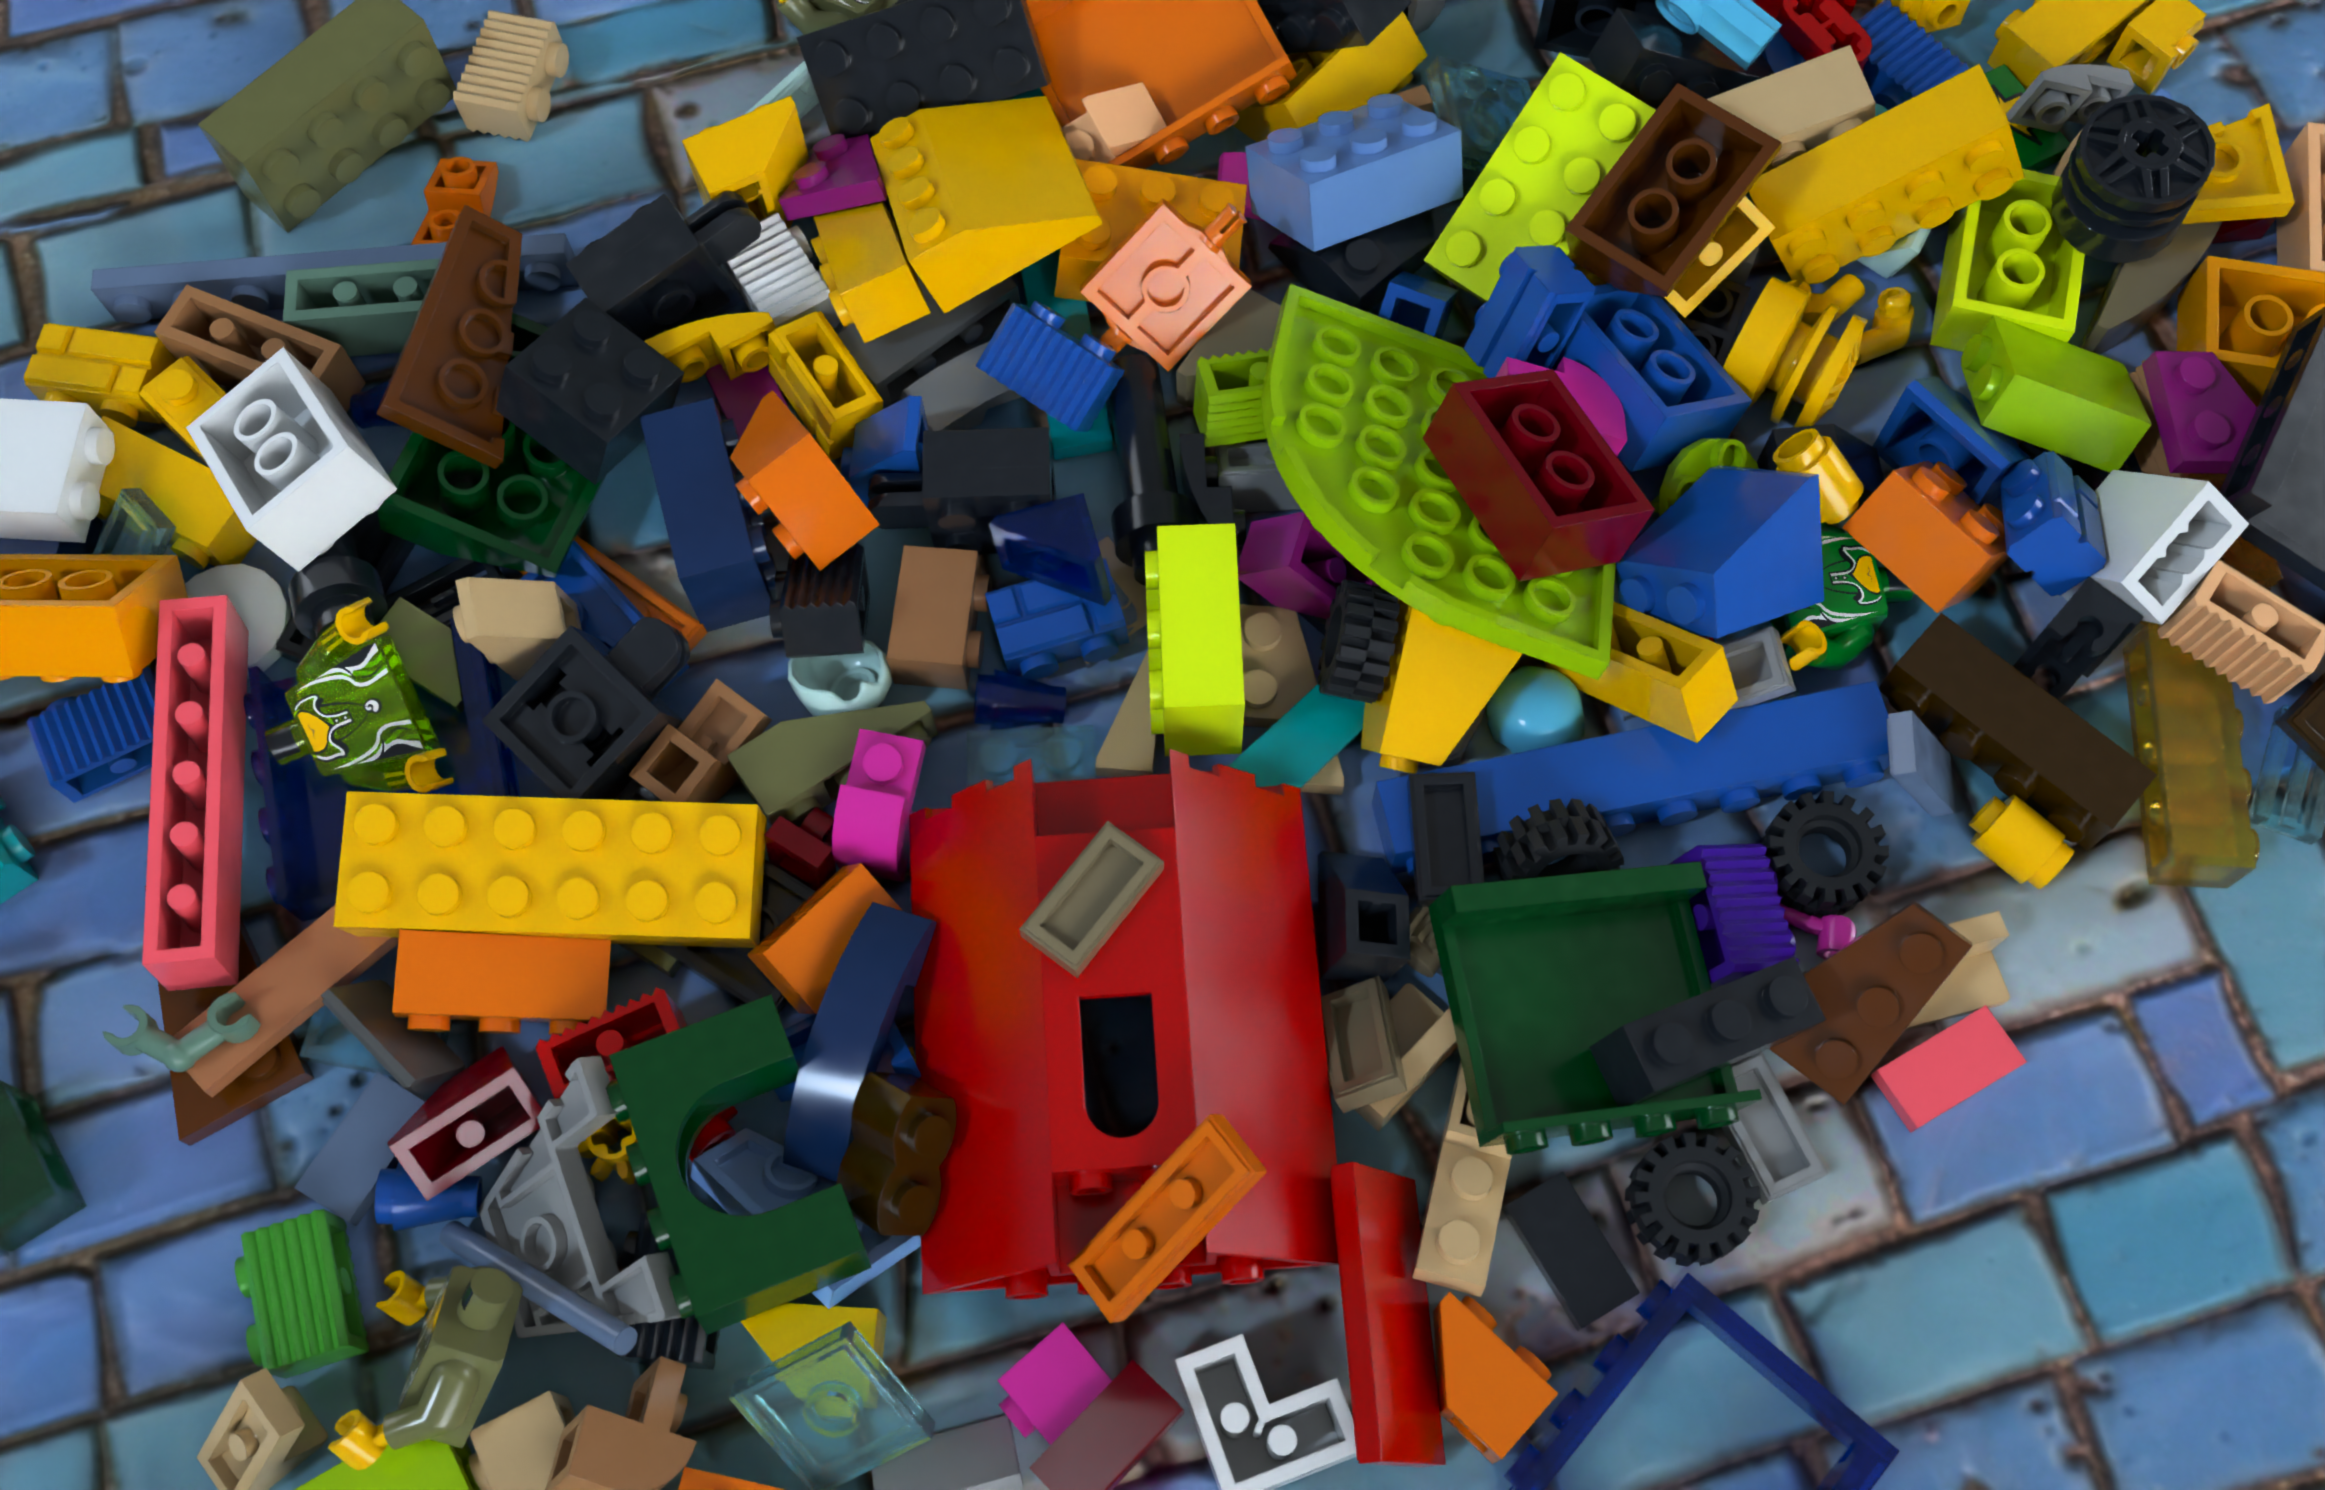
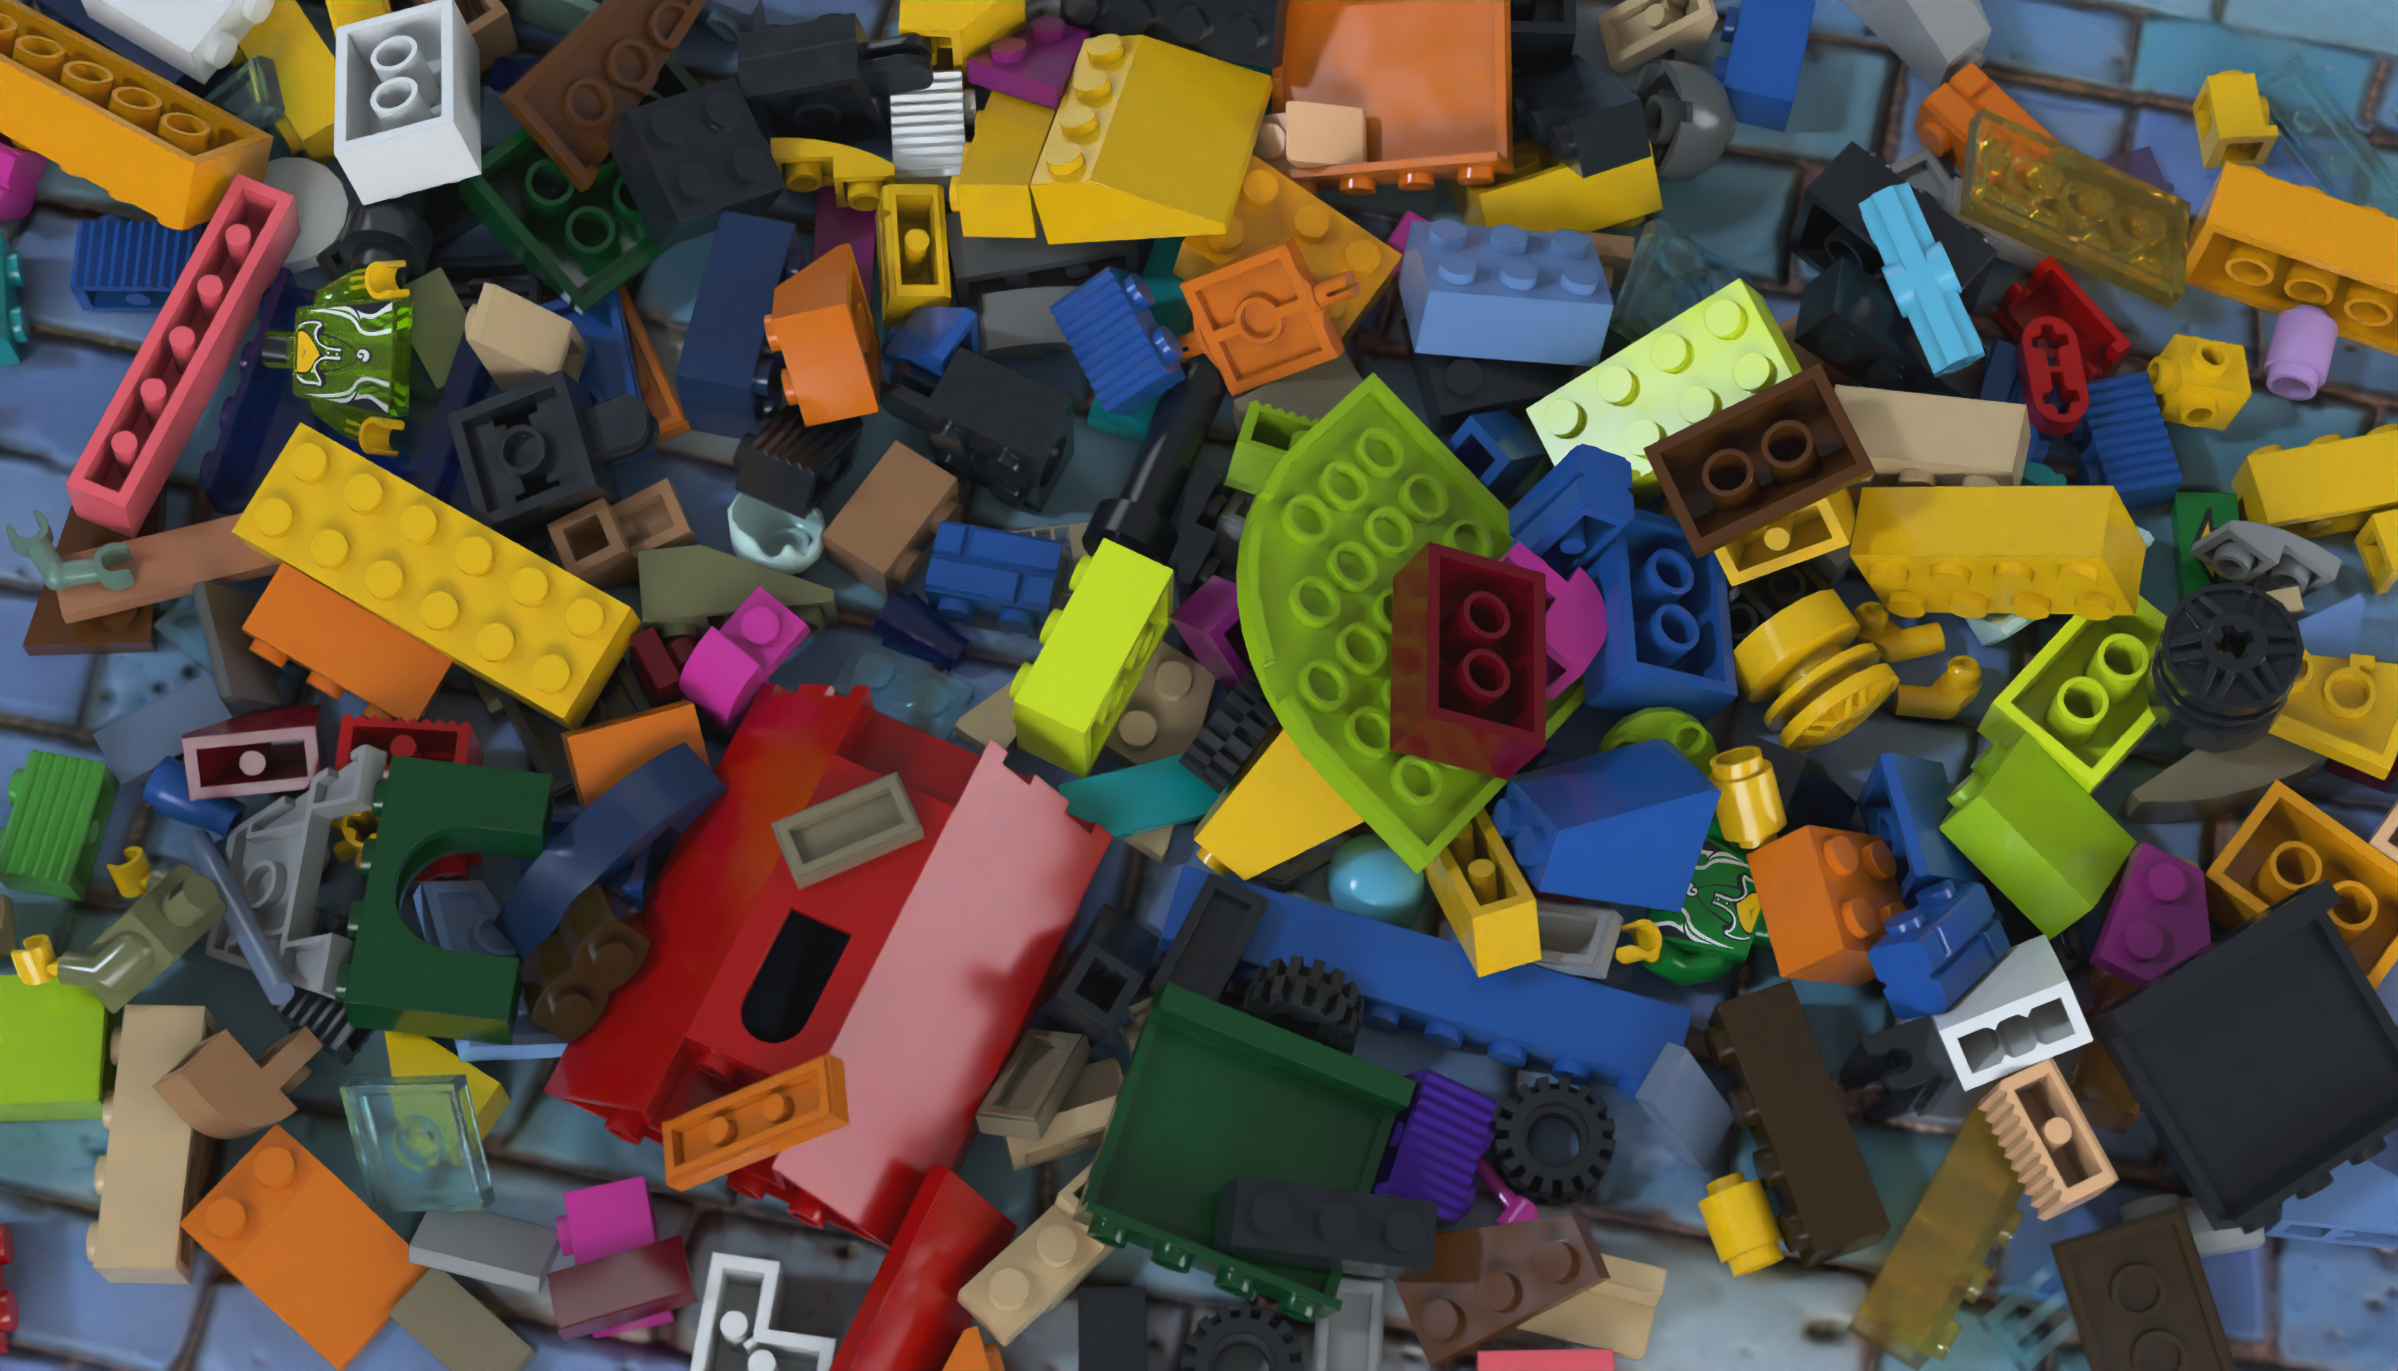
camera: 25 degrees right, 0 degrees up
(1054, 547) = (1022, 510): clear blue slope -> none

